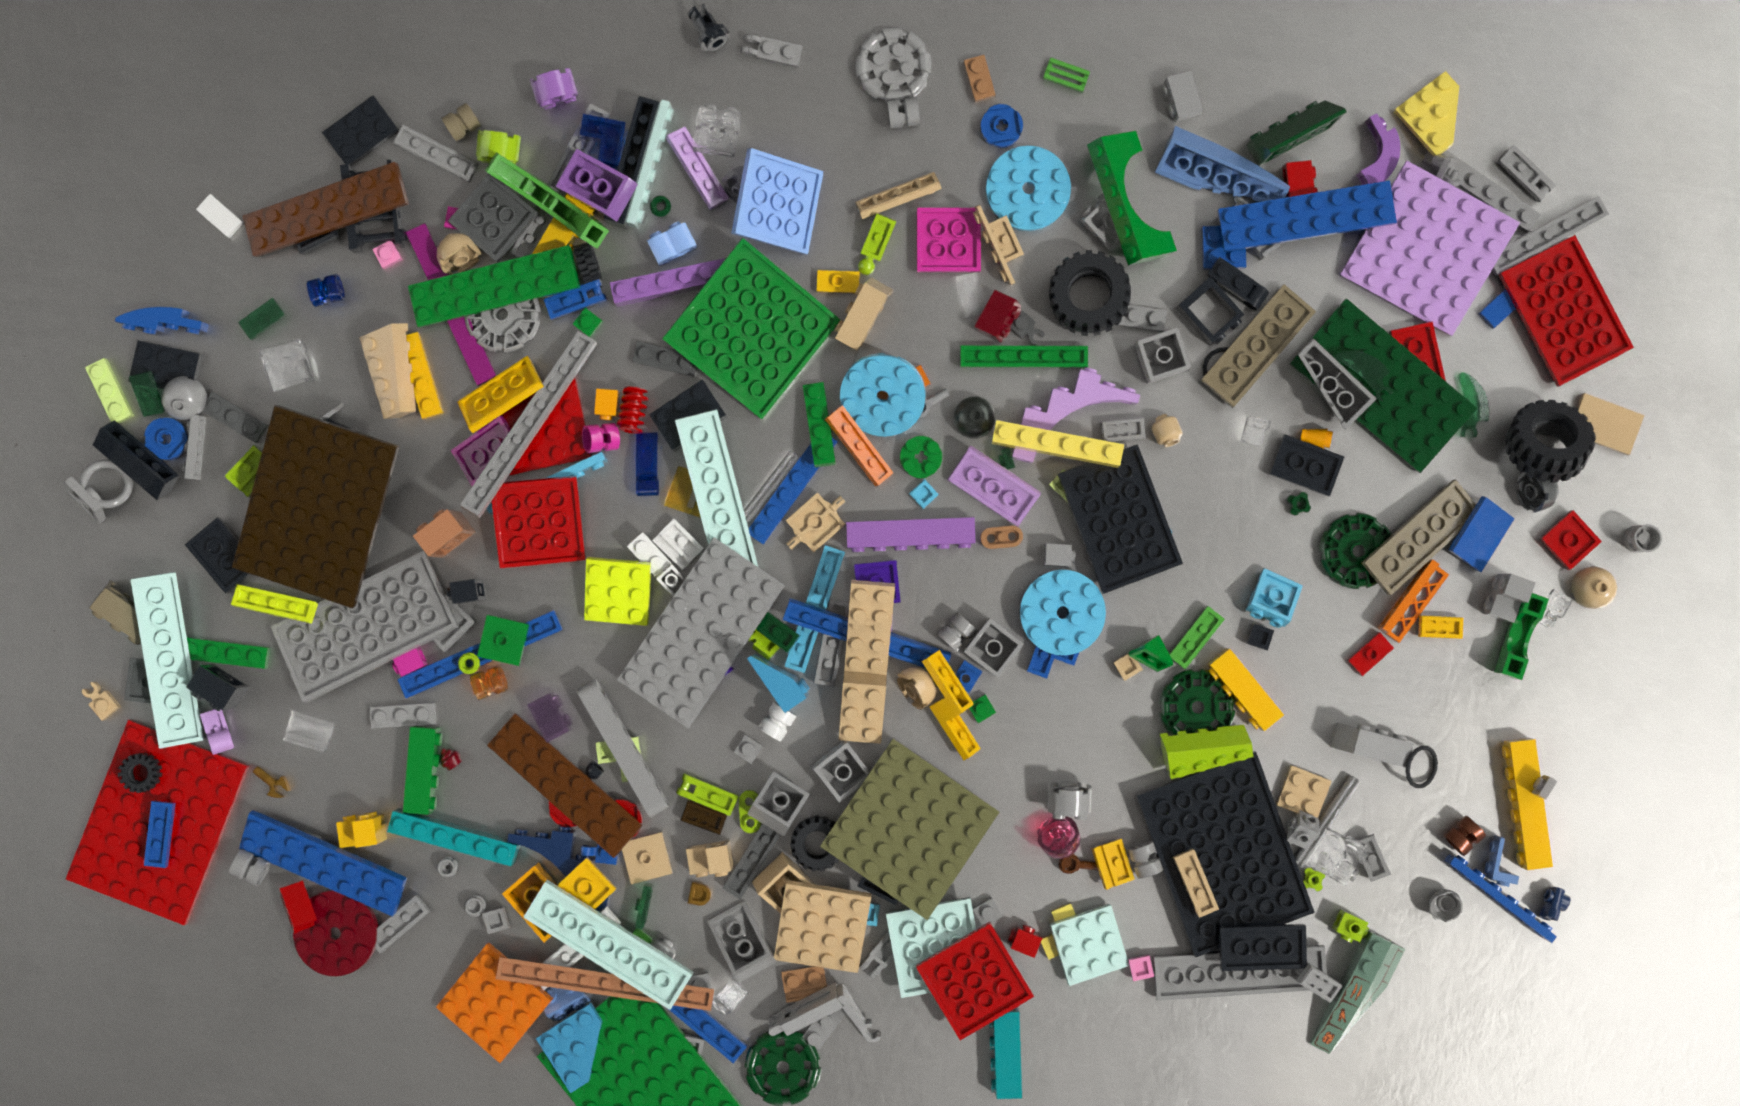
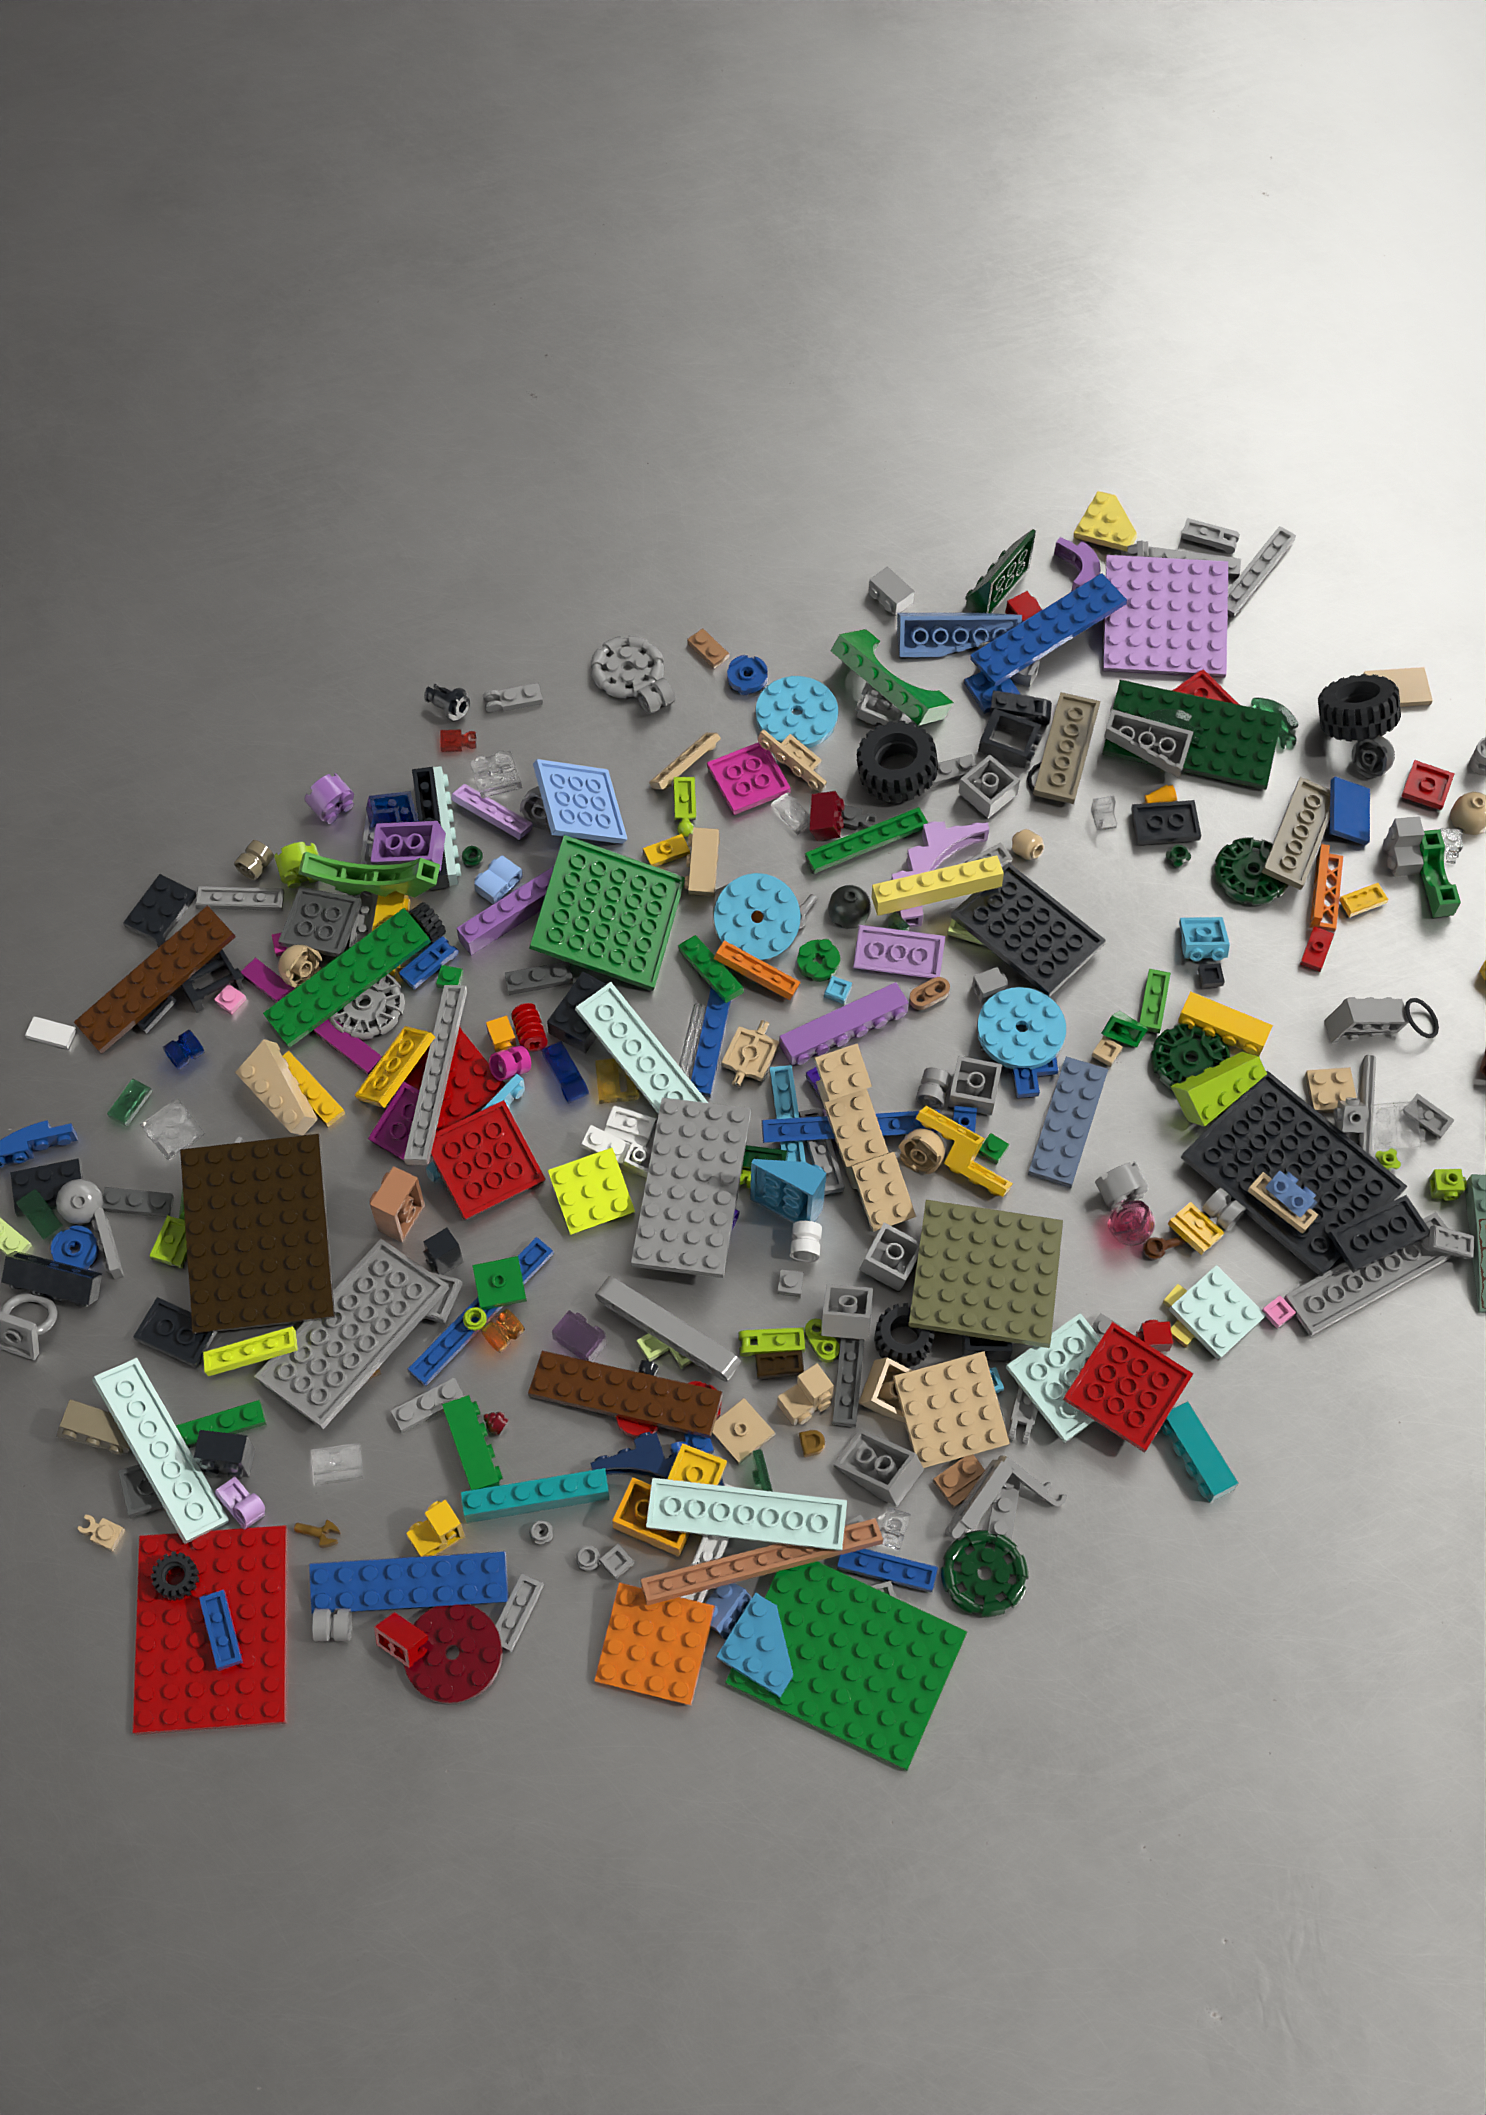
camera: 25 degrees left, 25 degrees down
(410, 662) = (412, 1347): dark pink brick -> none
(696, 72) = (454, 740): none -> clear red plate
(1059, 713) = (1068, 1122): none -> sand blue plate
(1069, 67) = (782, 614): bright green tile -> none
(1207, 880) = (1290, 1194): none -> medium blue bracket
(1498, 309) = (1253, 638): blue tile -> none
(1566, 311) = (1308, 618): red plate -> none

